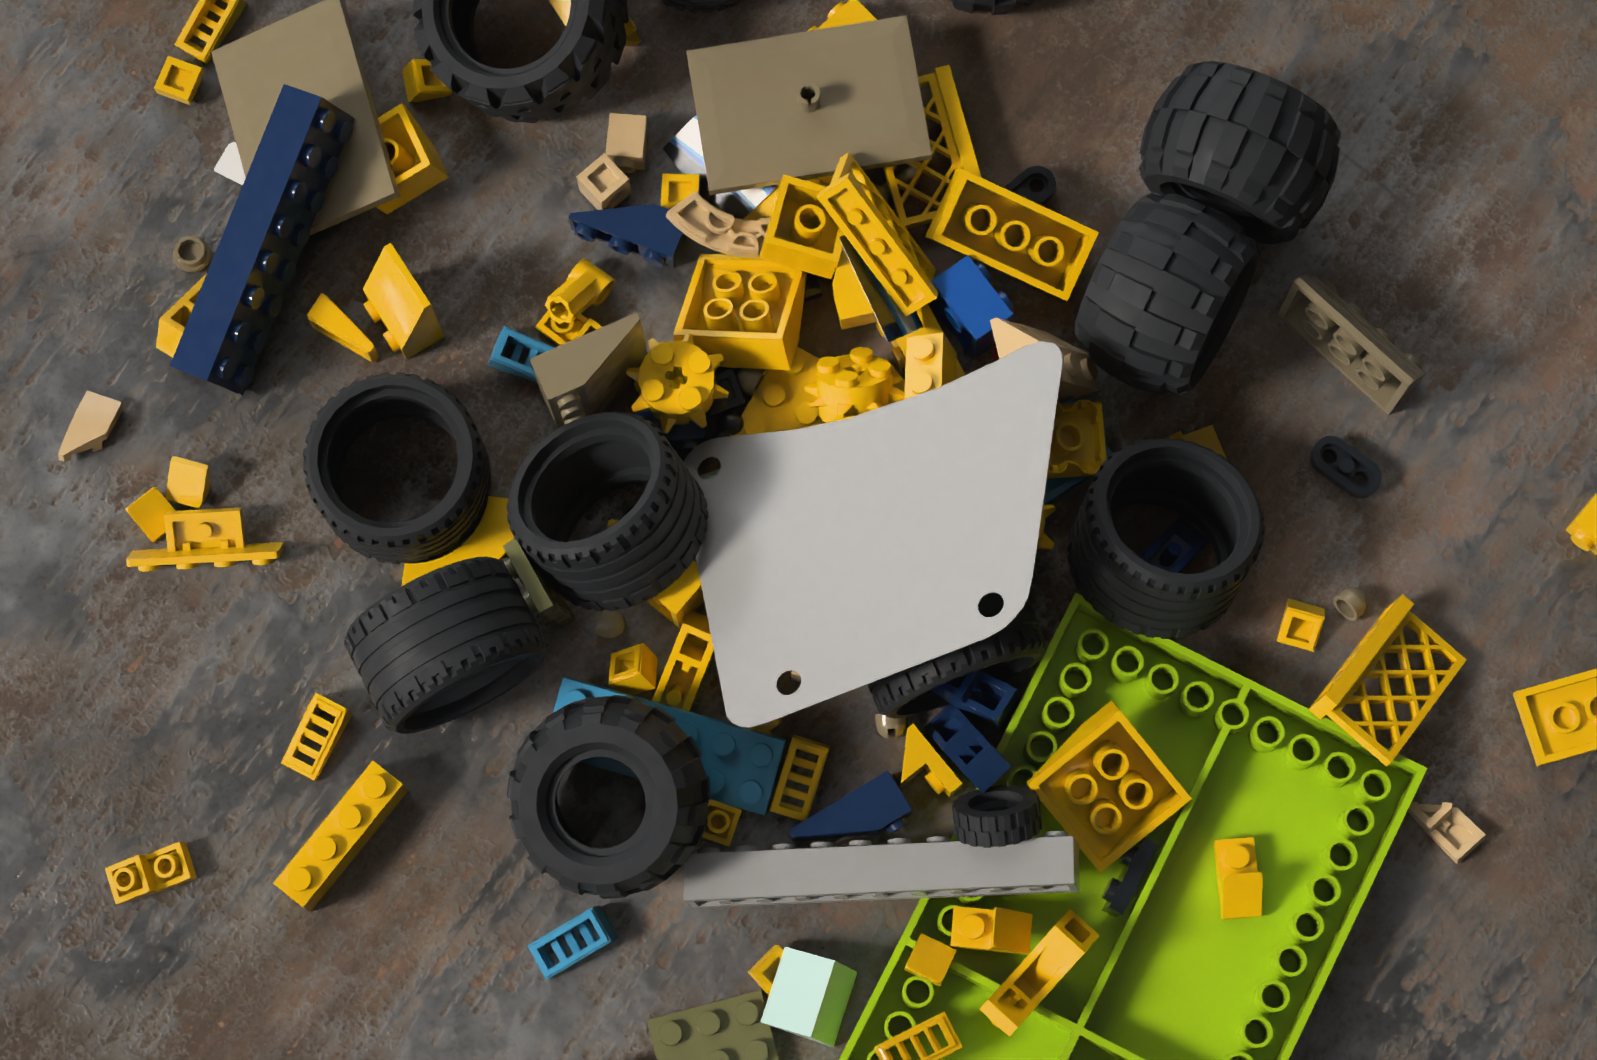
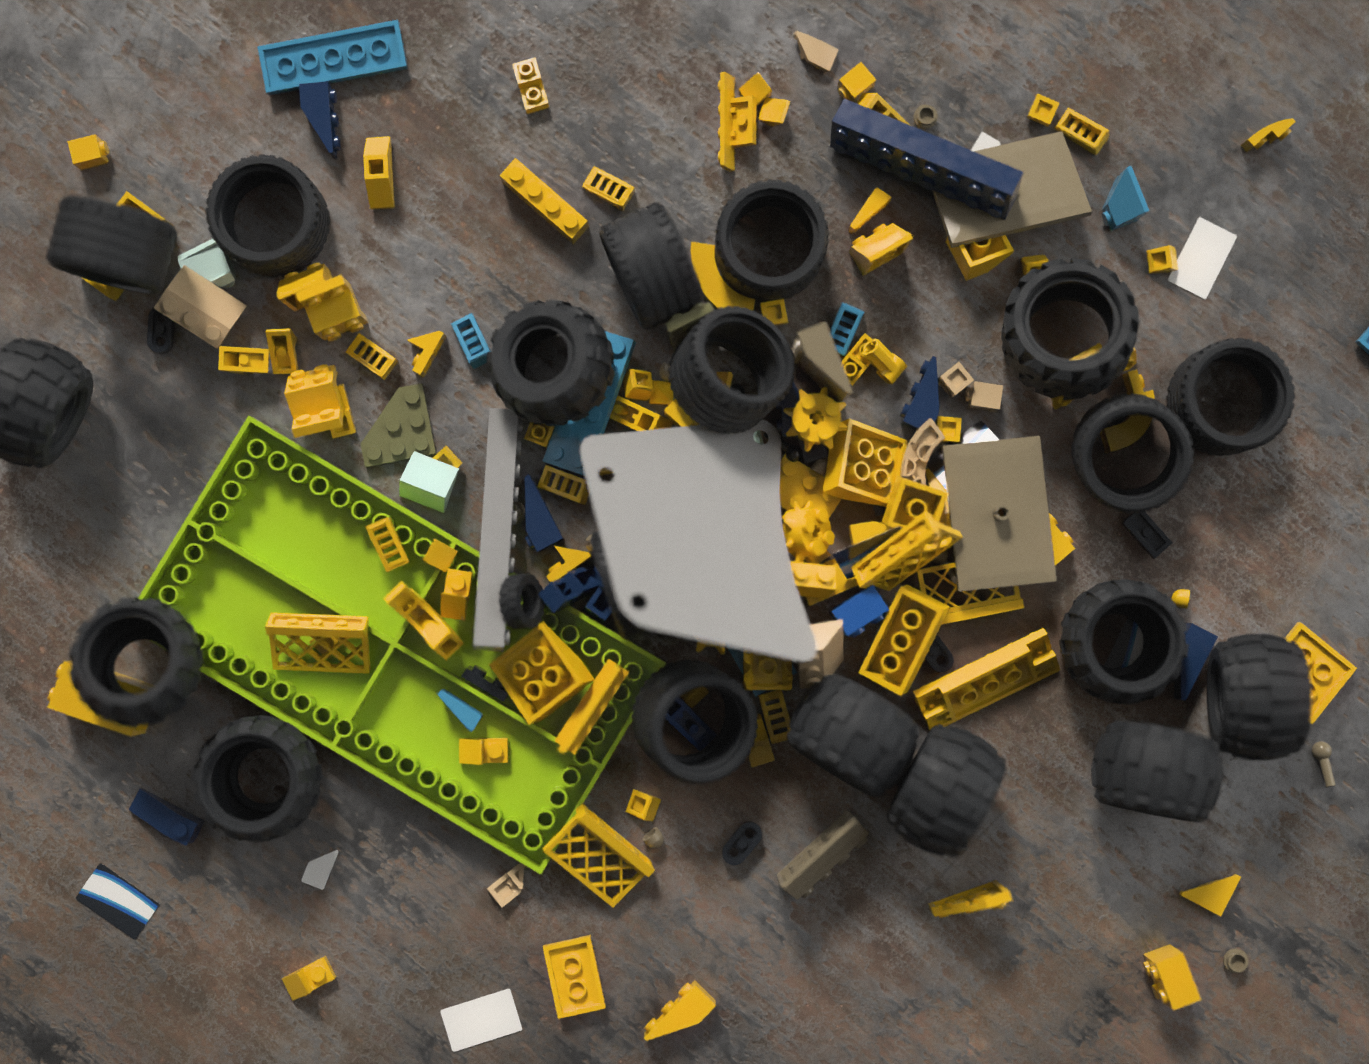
camera: 90 degrees right, 10 degrees up
(141, 359) = (855, 83): none -> yellow brick
(506, 462) = (775, 311): none -> yellow plate
(584, 1009) = (430, 345): none -> yellow slope
(645, 629) = (662, 393): none -> yellow slope
(1063, 117) = (987, 680): none -> yellow slope
(1138, 414) = (768, 718): none -> yellow slope
(1155, 701) = (591, 707): none -> yellow fence
(1182, 905) = (463, 711): none -> dark azure slope
(1396, 110) = (981, 897): none -> yellow plate

